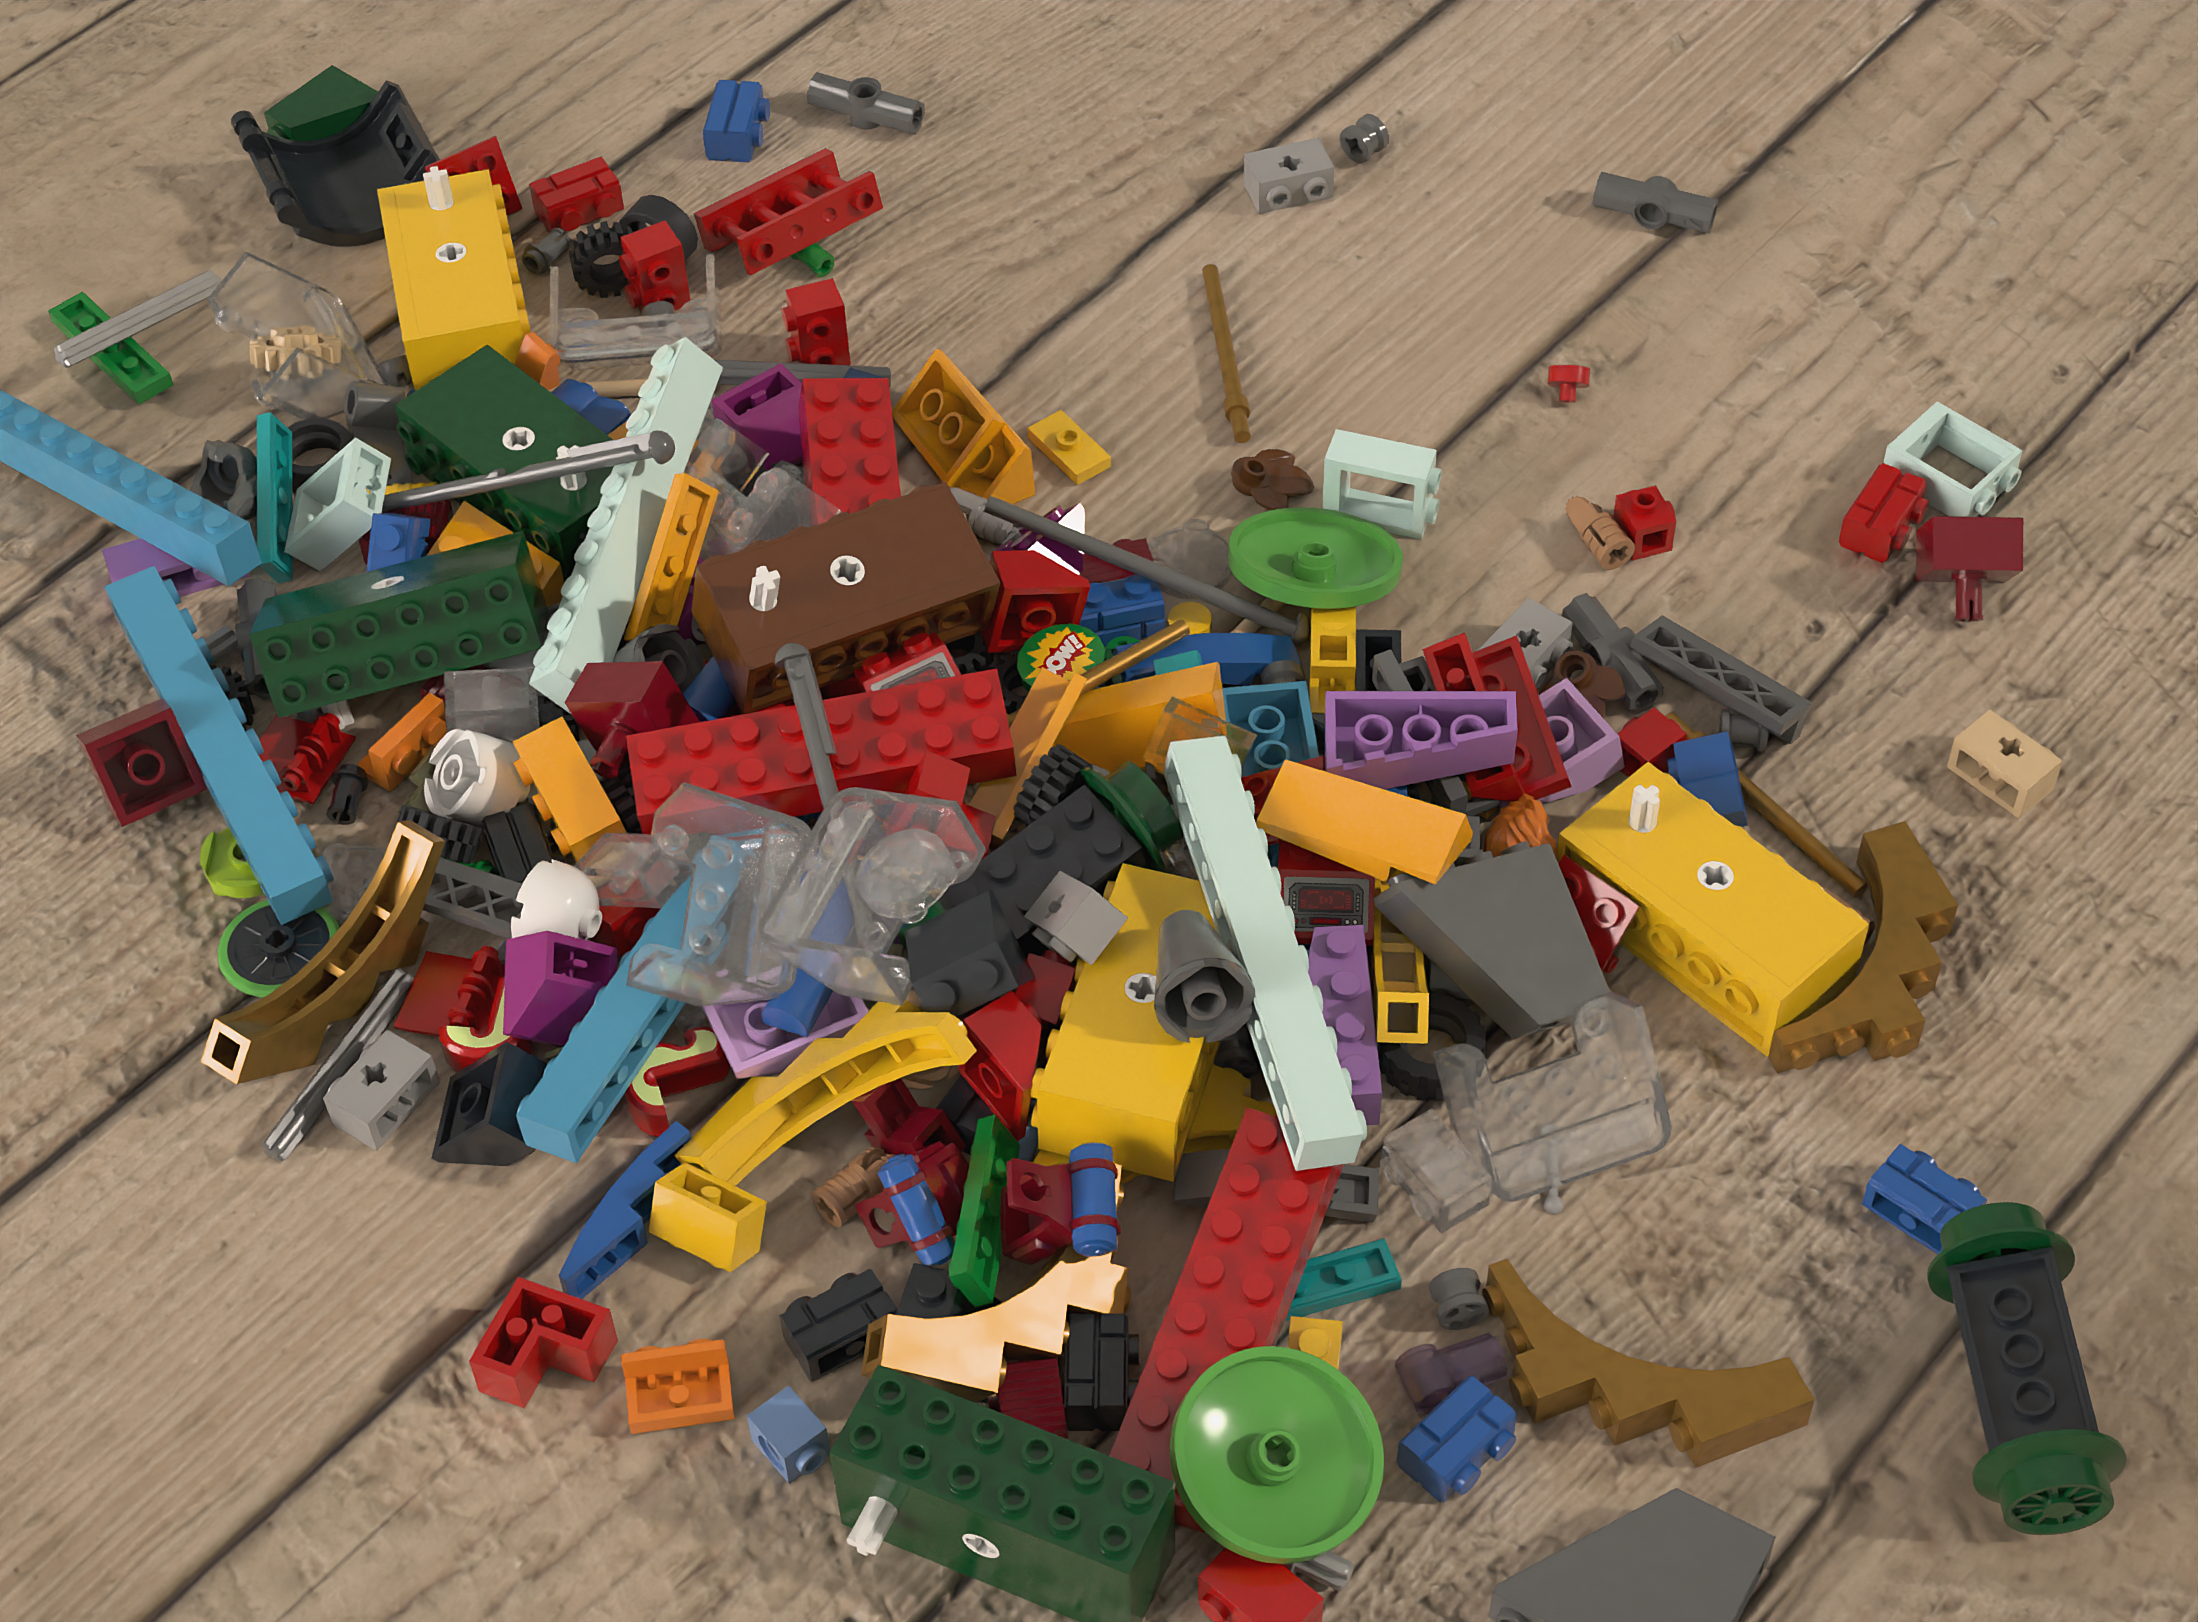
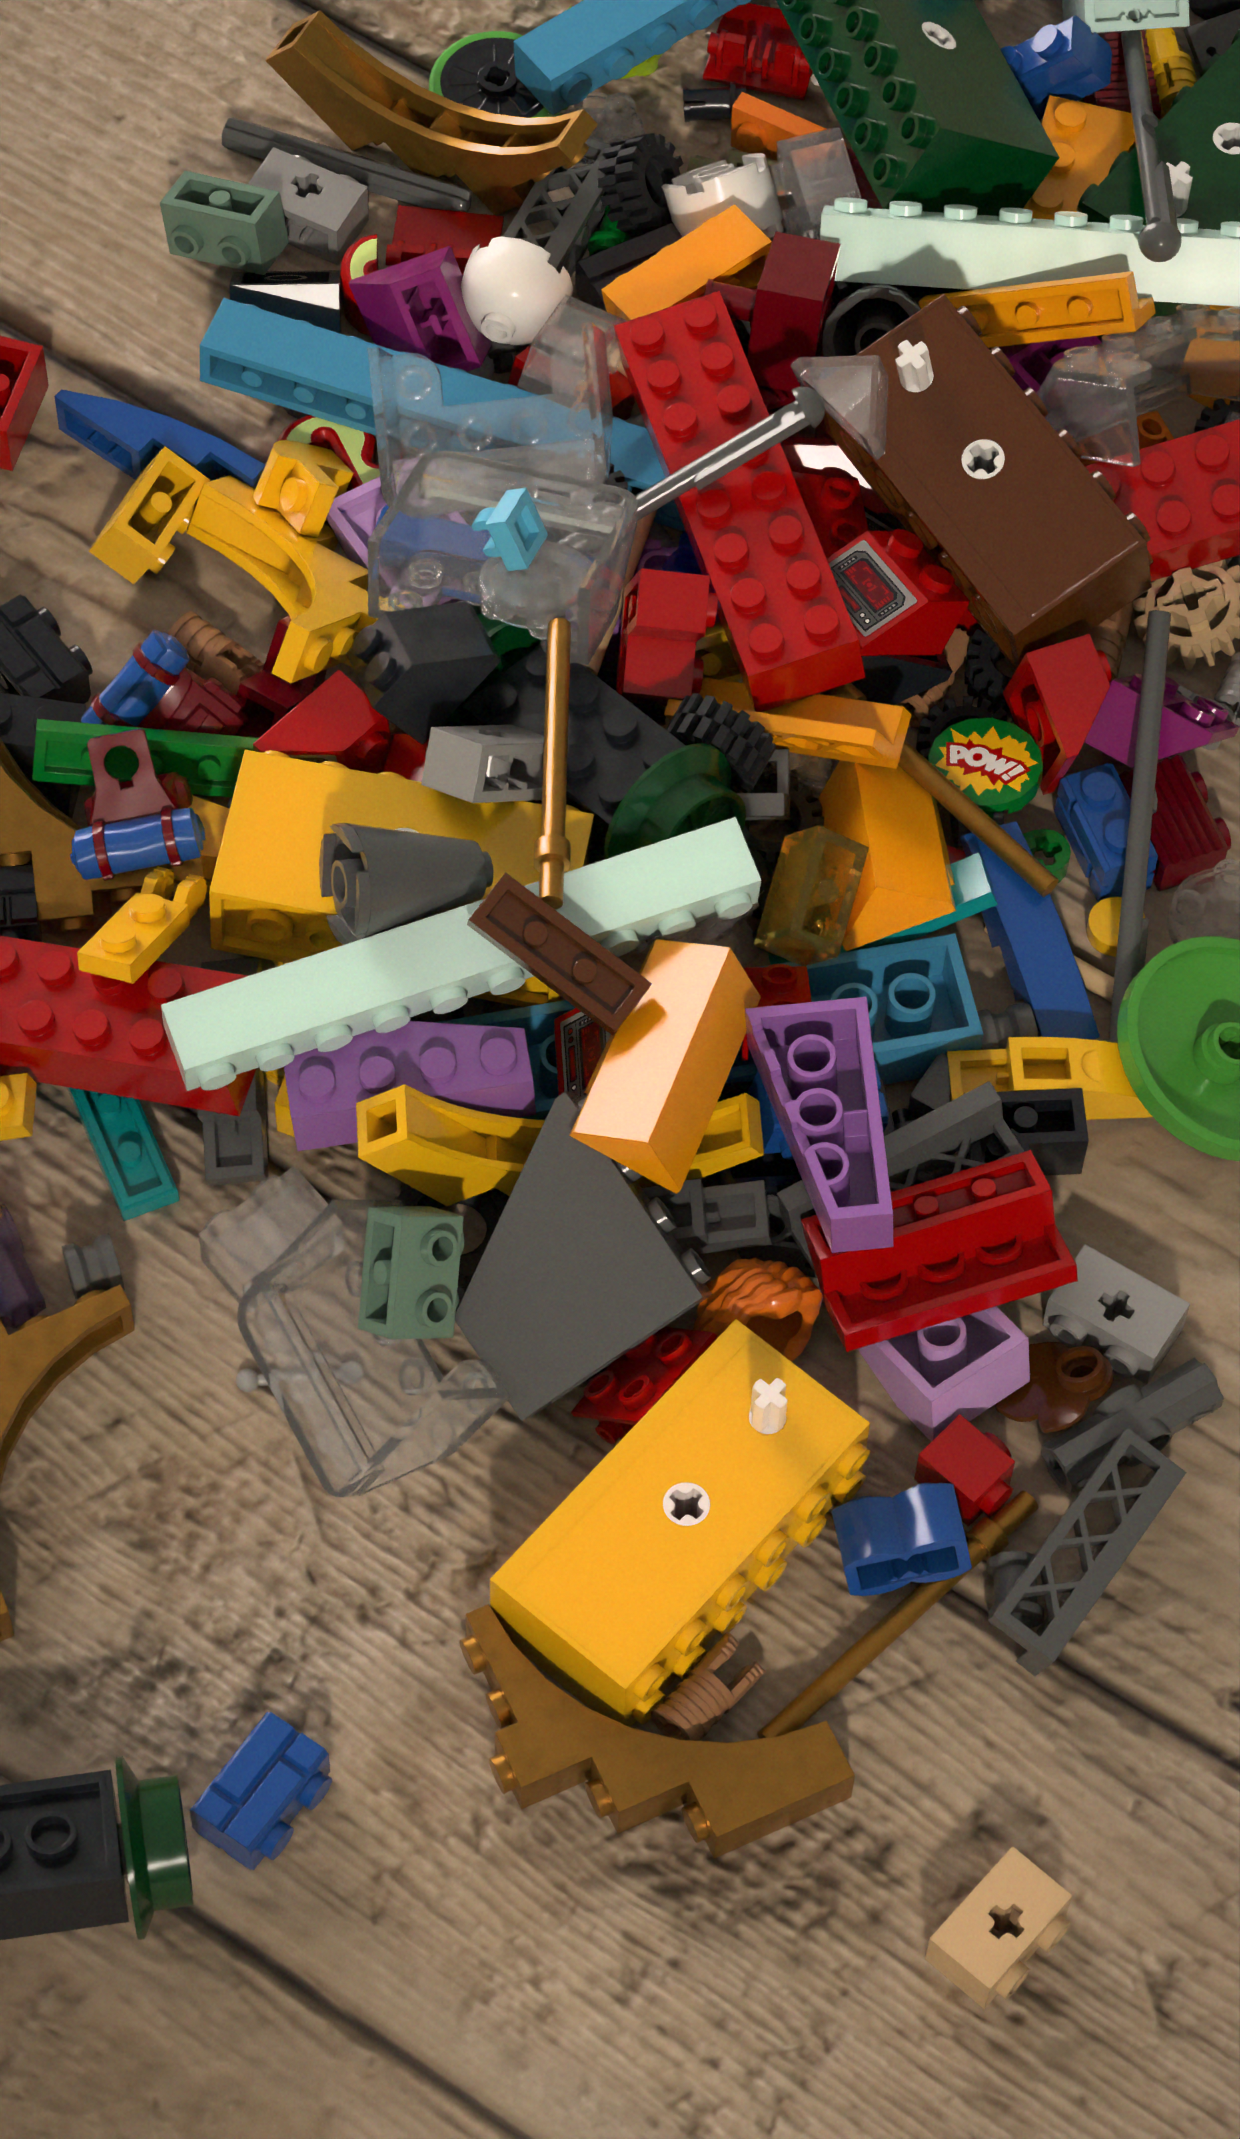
camera: 80 degrees right, 10 degrees up
(397, 1141) = (224, 222): none -> sand green brick
(708, 1090) = (302, 484): none -> yellow brick
(783, 624) = (852, 394): none -> clear slope
(860, 876) = (513, 528): none -> medium azure tile
(1184, 1197) = (143, 927): none -> yellow hinge
(1193, 857) = (552, 849): none -> pearl gold bar
(1287, 861) = (559, 953): none -> reddish brown plate
(1515, 1039) = (411, 1272): none -> sand green brick

